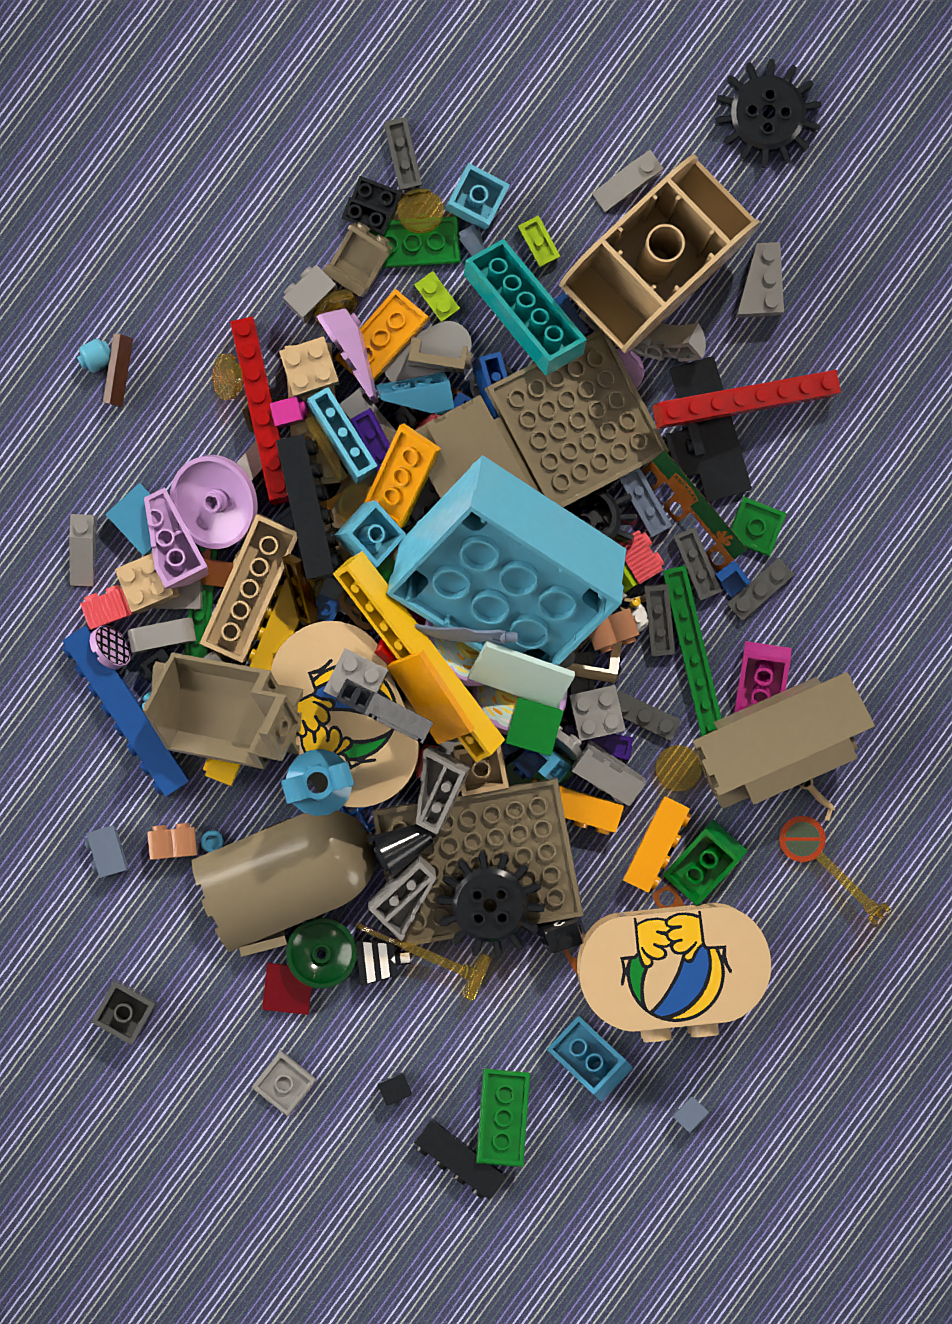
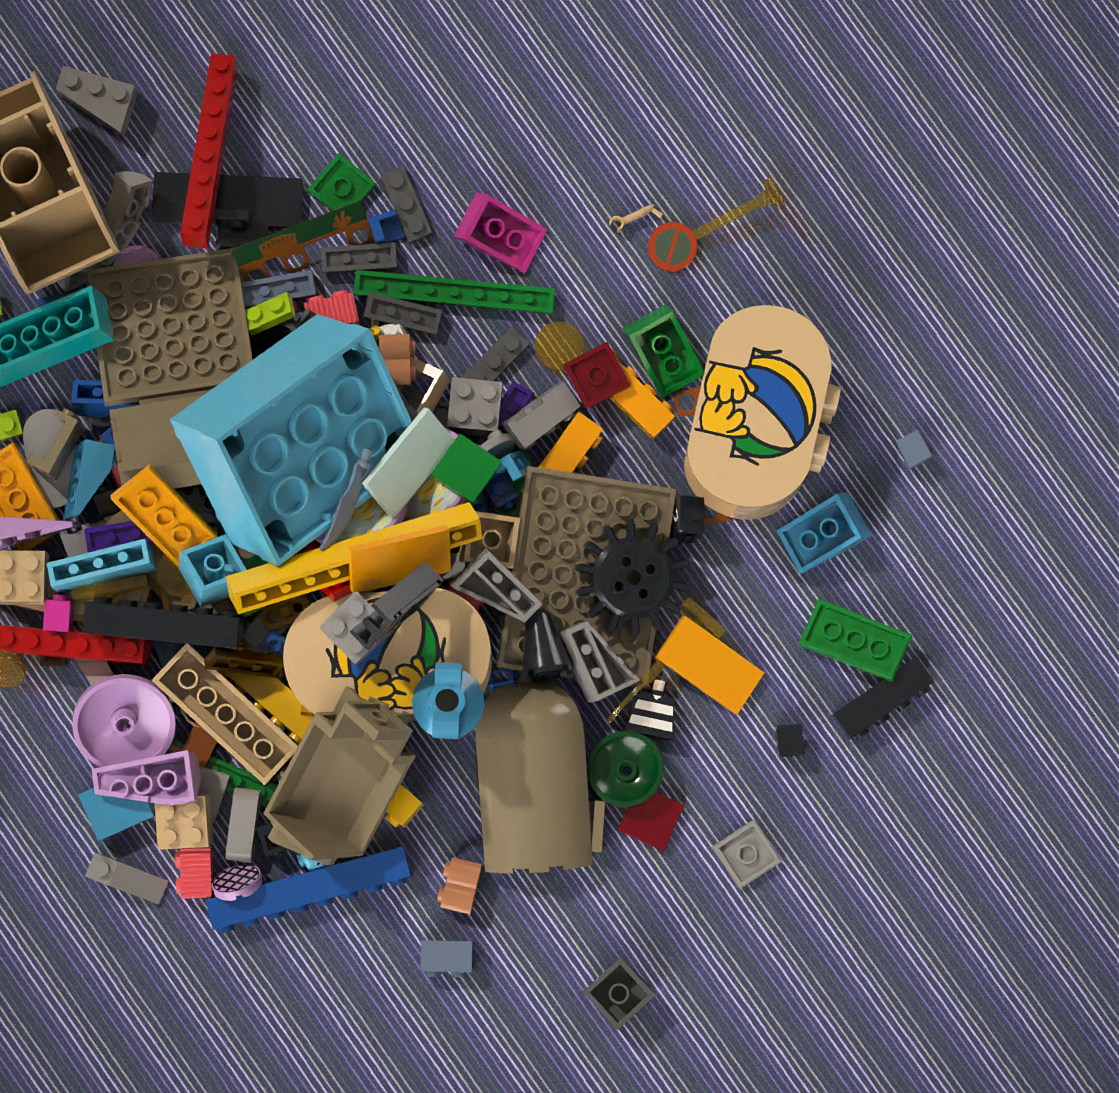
camera: 75 degrees left, 5 degrees down
(212, 841) = (473, 845): dark azure tile -> none
(437, 996) = (709, 665): none -> light orange tile
(618, 503) = (270, 313): none -> lime plate
(660, 811) = (596, 375): none -> dark red tile
(783, 740) = (566, 228): dark tan panel -> none

